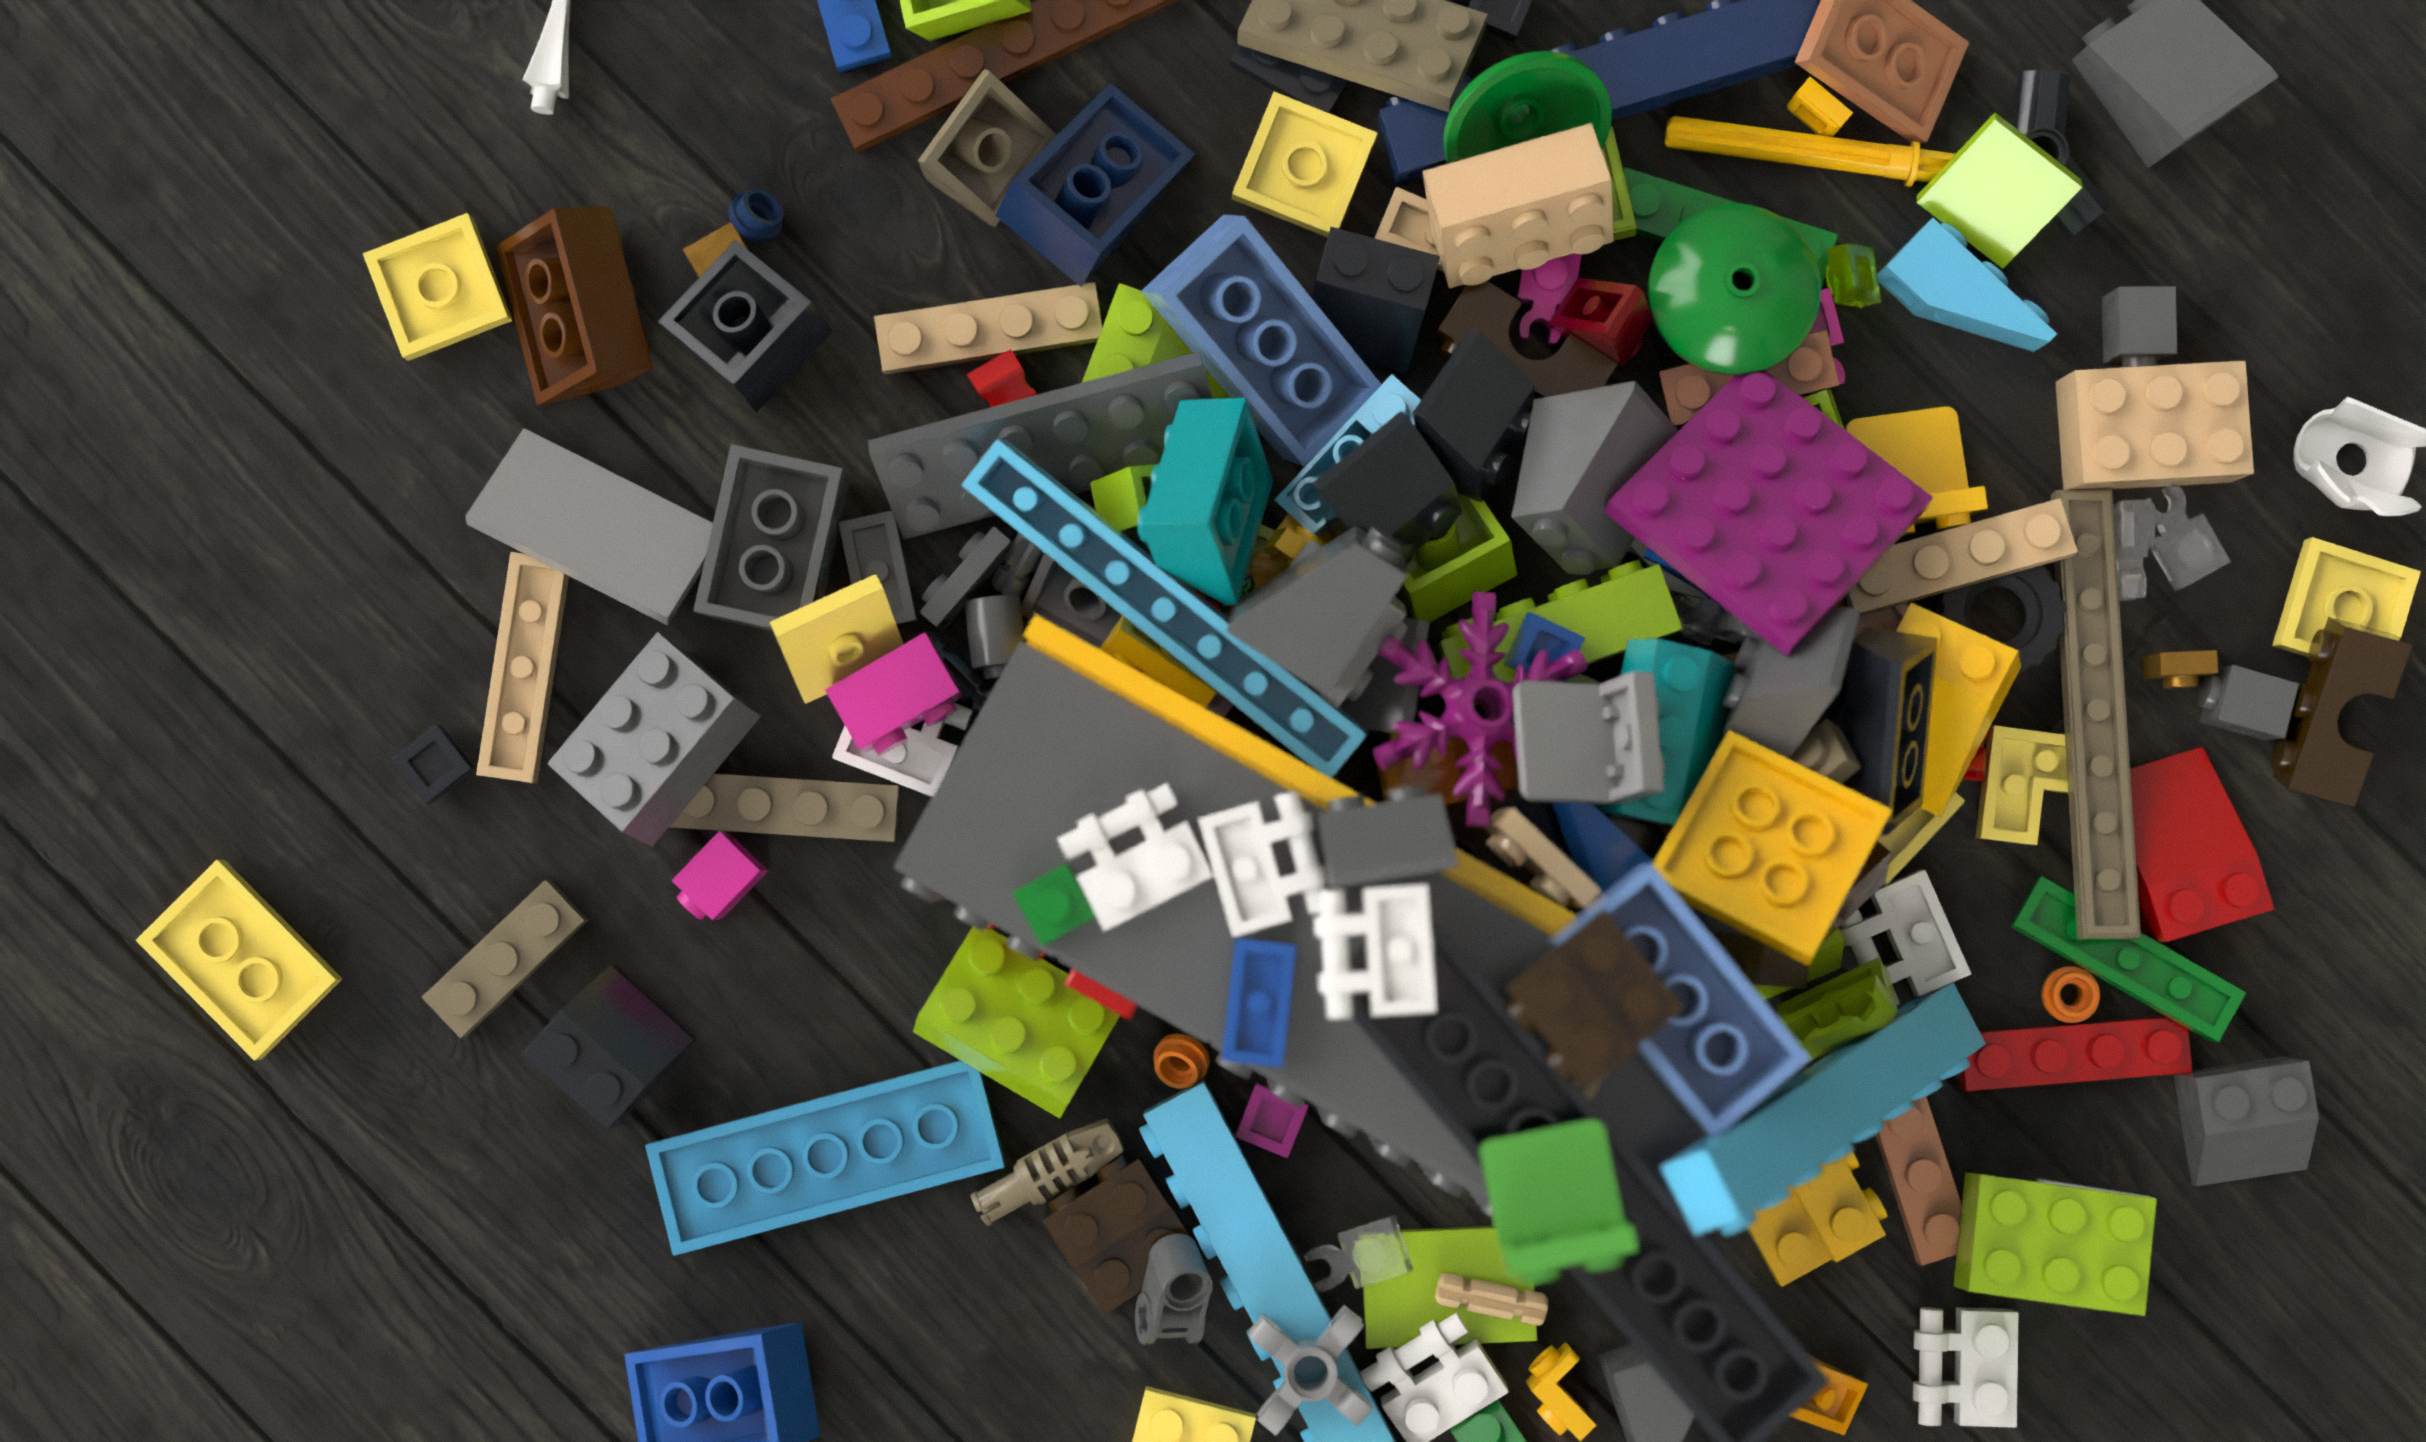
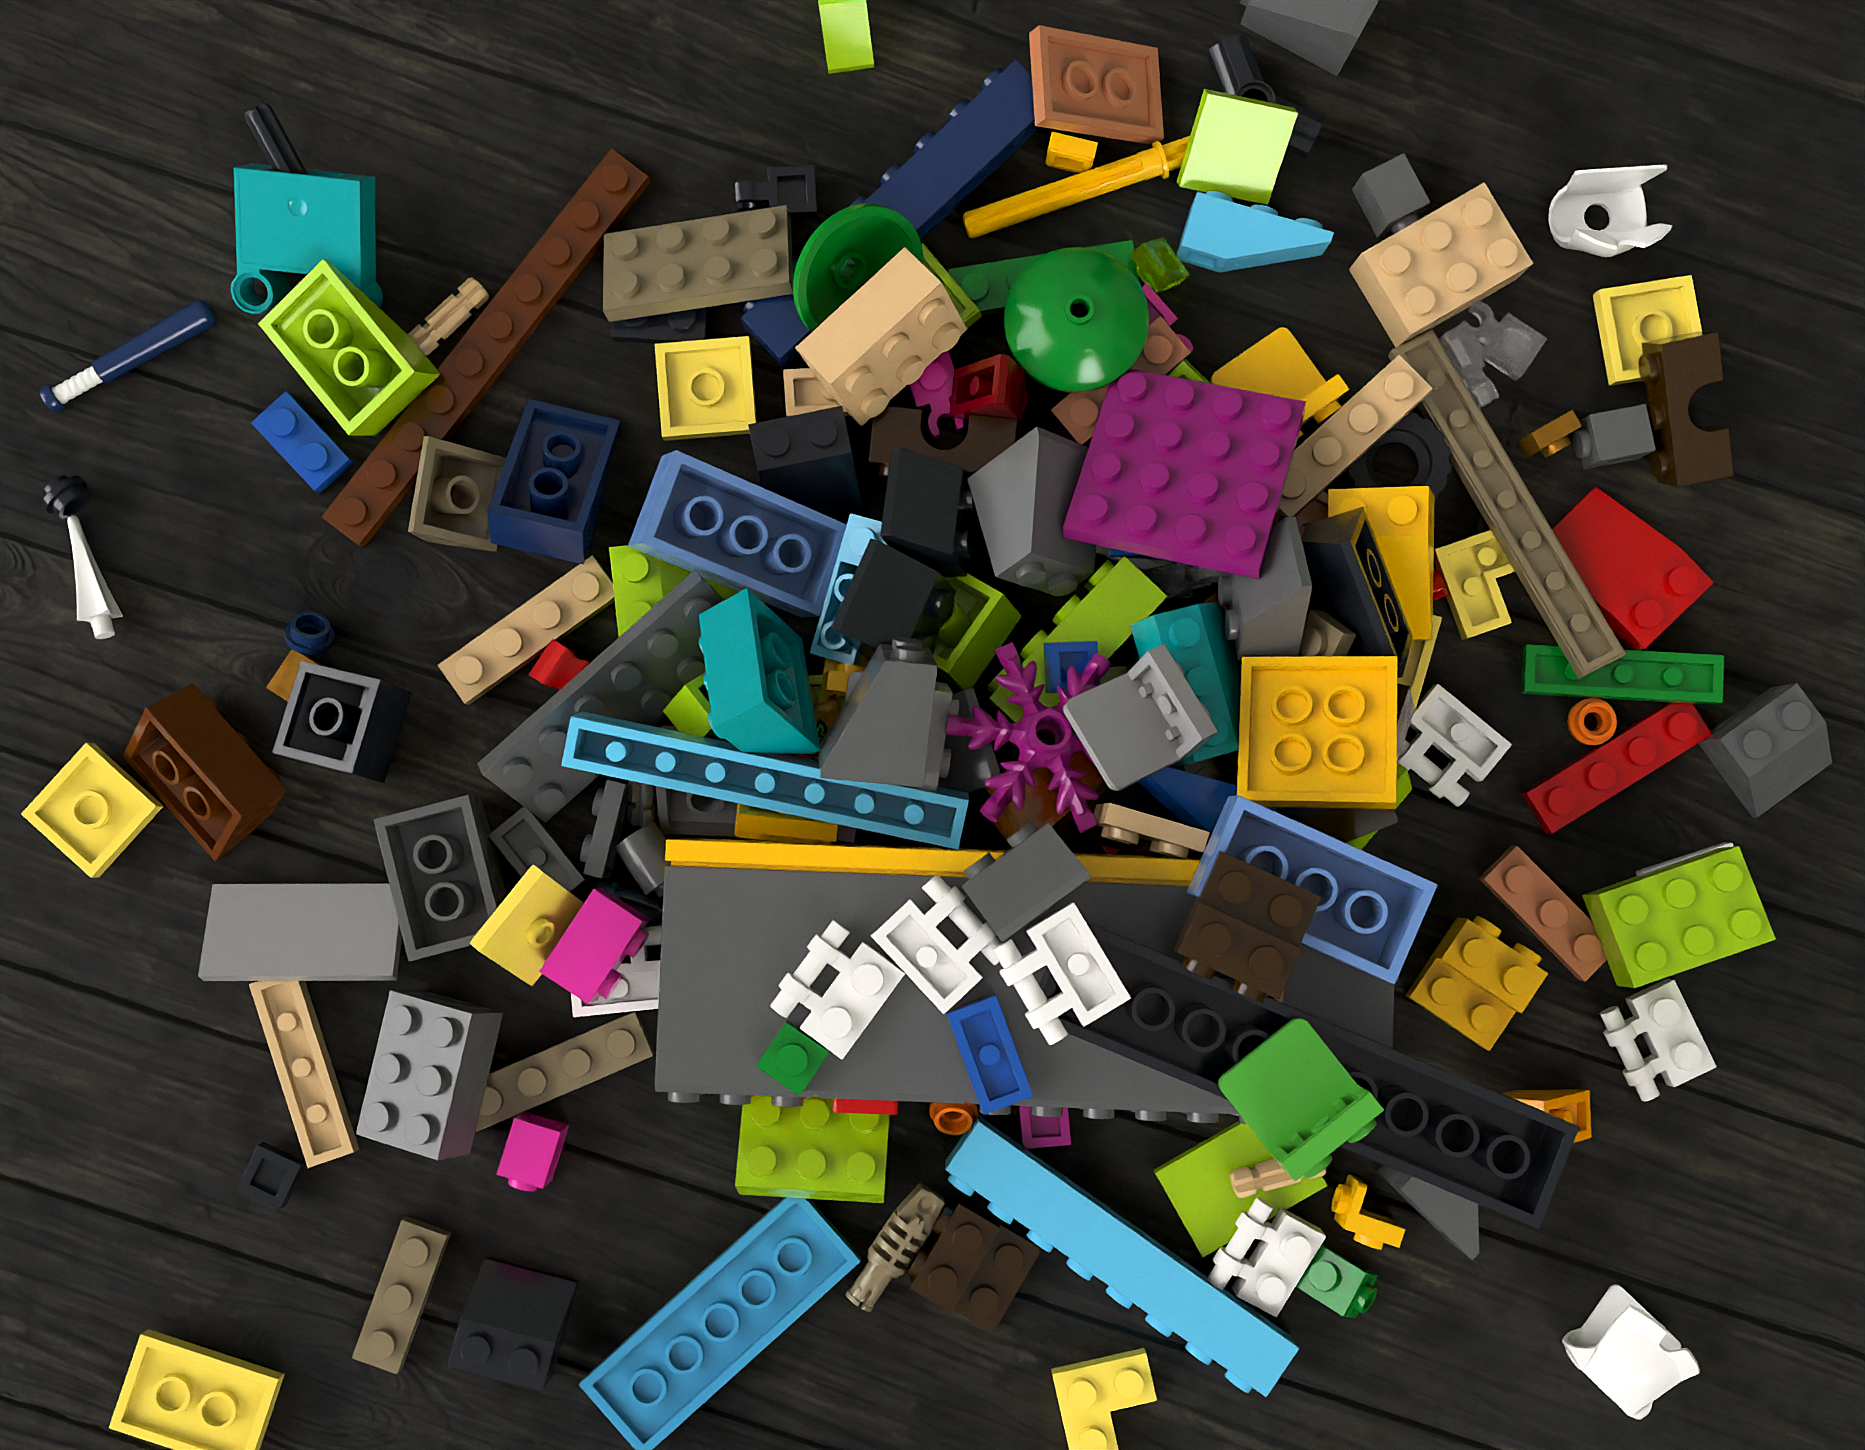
camera: 30 degrees left, 0 degrees up
(1173, 1292) = (1036, 1291): dark grey piece -> none
(1292, 1391) = (1192, 1306): light grey pin -> none
(1367, 1253) = (1167, 1186): clear plate -> none
(1822, 1112) = (1459, 927): medium azure brick -> none
(1840, 1009) = (1428, 824): lime slope -> none

